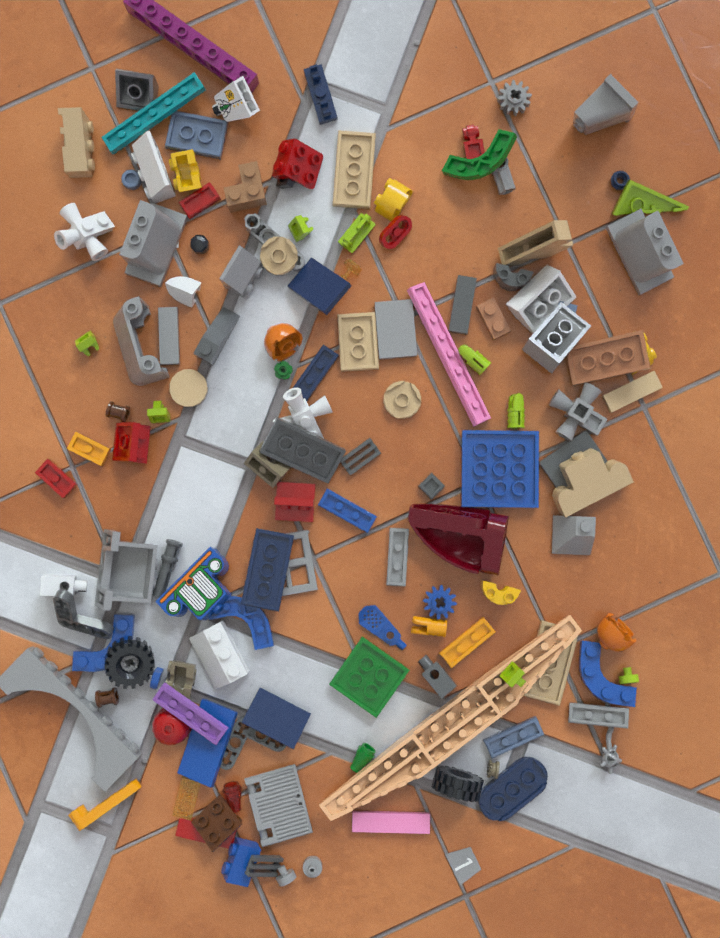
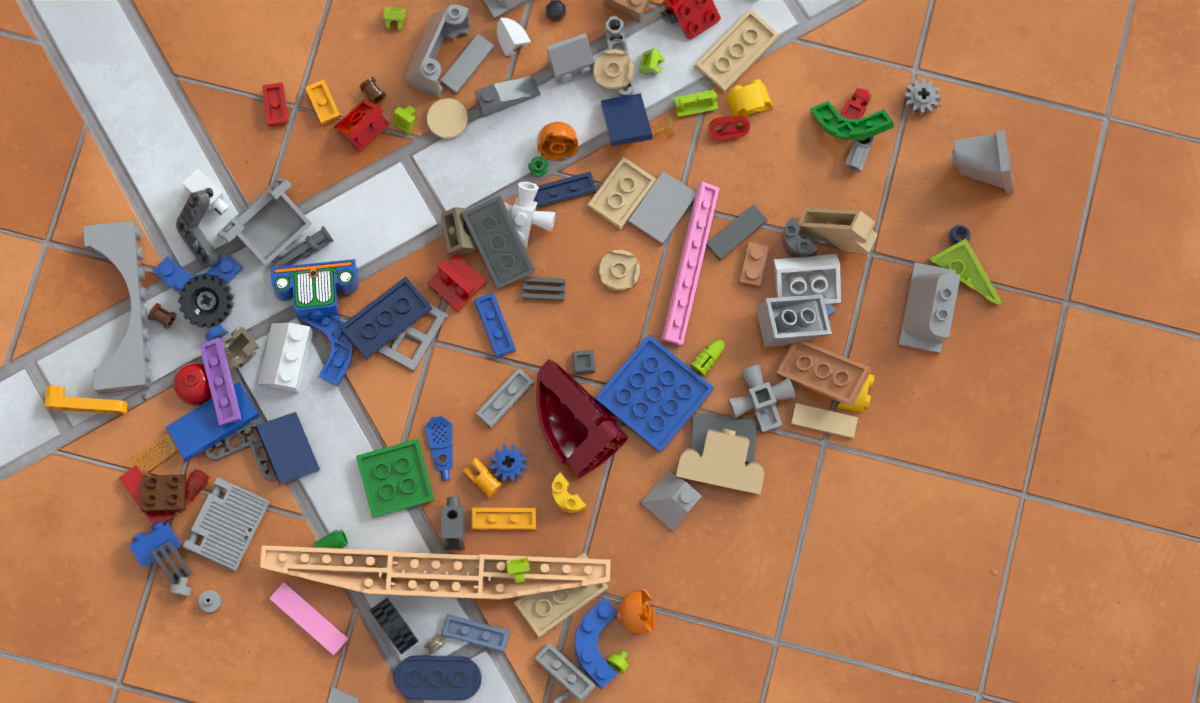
camera: 35 degrees right, 10 degrees down
(468, 354) = (709, 284): lime hinge -> none

